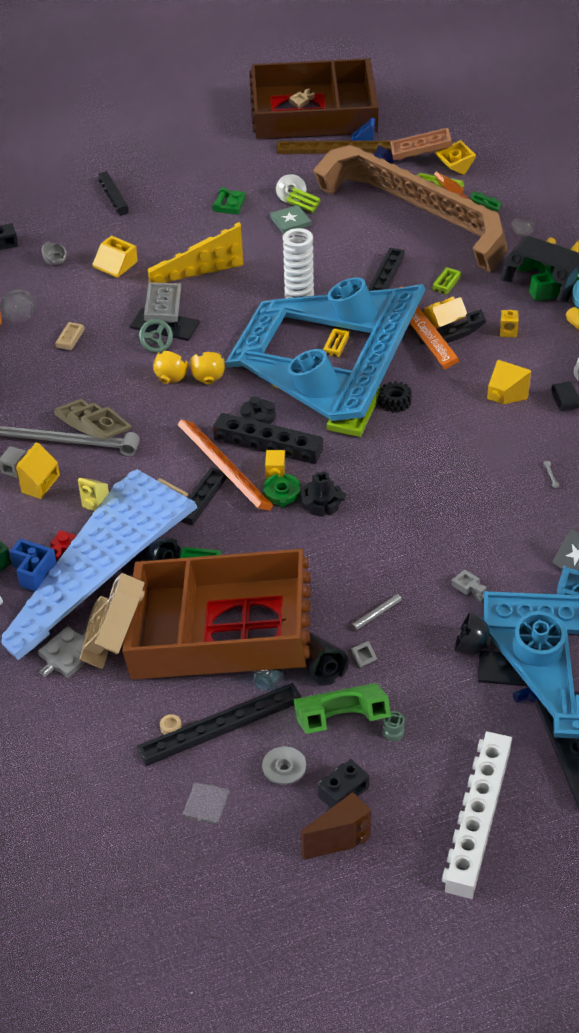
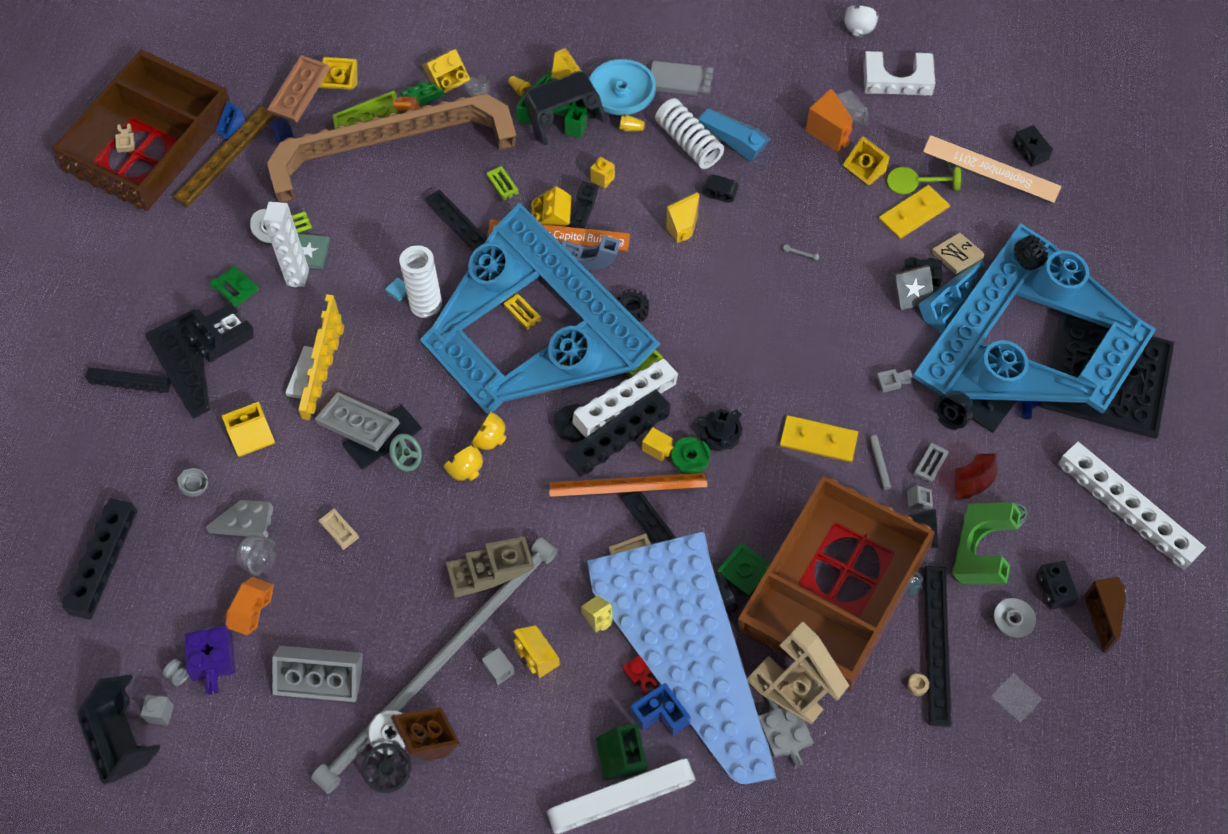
camera: 60 degrees left, 15 degrees up
(44, 287) = (244, 519): none -> light grey wing
(151, 203) = (182, 362): none -> black wing
(180, 206) = (213, 332): none -> black brick
(263, 185) = (286, 244): none -> white brick
(335, 435) = (657, 376): none -> white brick
(368, 564) = (819, 438): none -> yellow piece
(402, 647) = (924, 476): none -> light grey tile
(411, 677) = (976, 476): none -> clear red brick
(420, 349) = (597, 256): none -> sand blue arch
(519, 203) = (446, 70): none -> yellow slope

